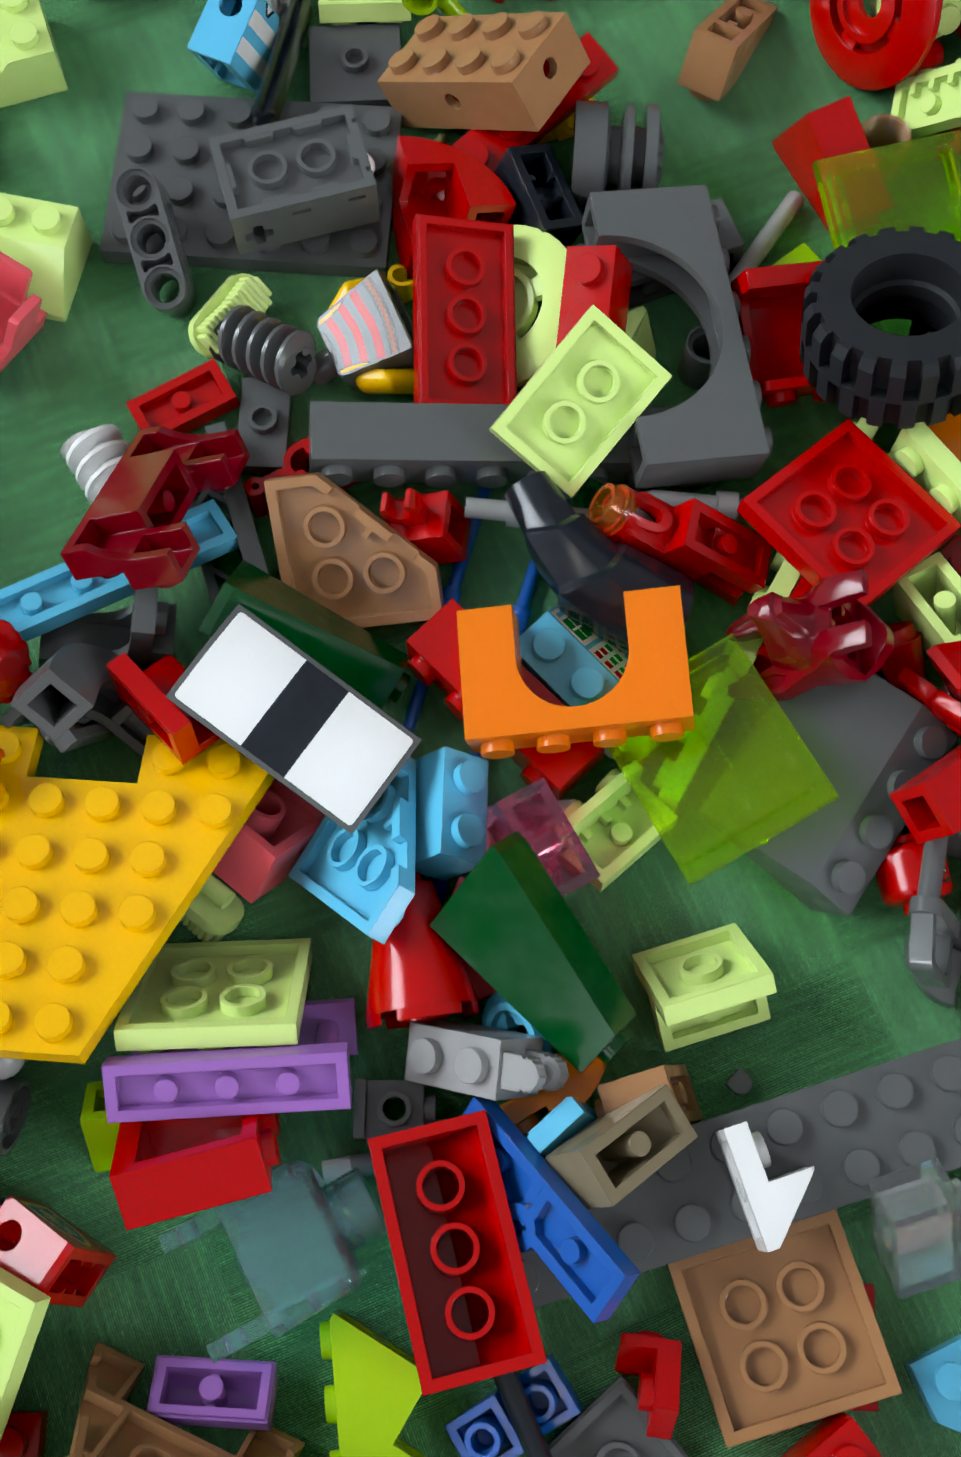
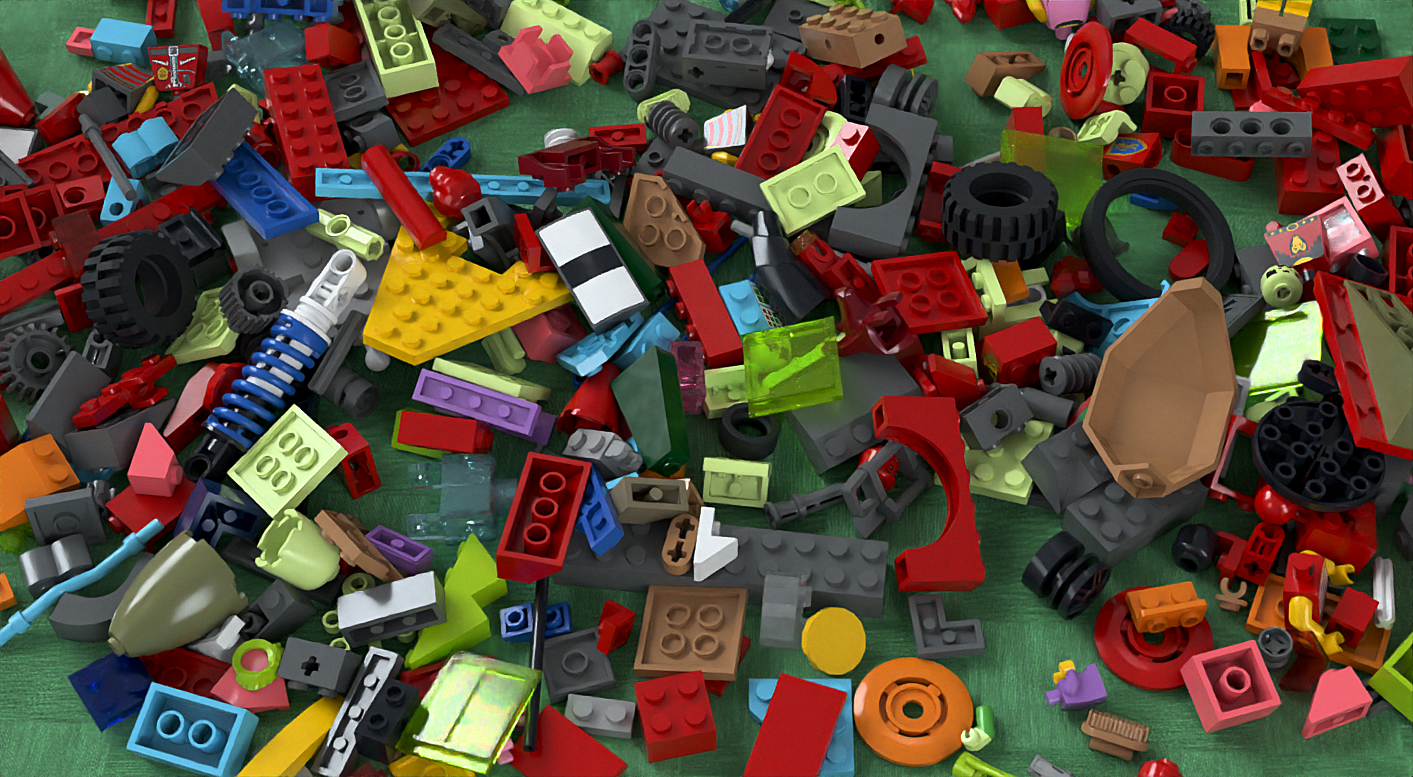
camera: 25 degrees right, 20 degrees down
(95, 272) = (606, 67): none -> red bush
(647, 700) = (768, 323): orange arch -> none
(666, 924) = (744, 446): none -> black tyre
(721, 1192) = (674, 543): none -> medium nougat beam
(792, 83) = (1022, 94): none -> yellowish green brick
(822, 994) = (798, 505): none -> dark grey pin

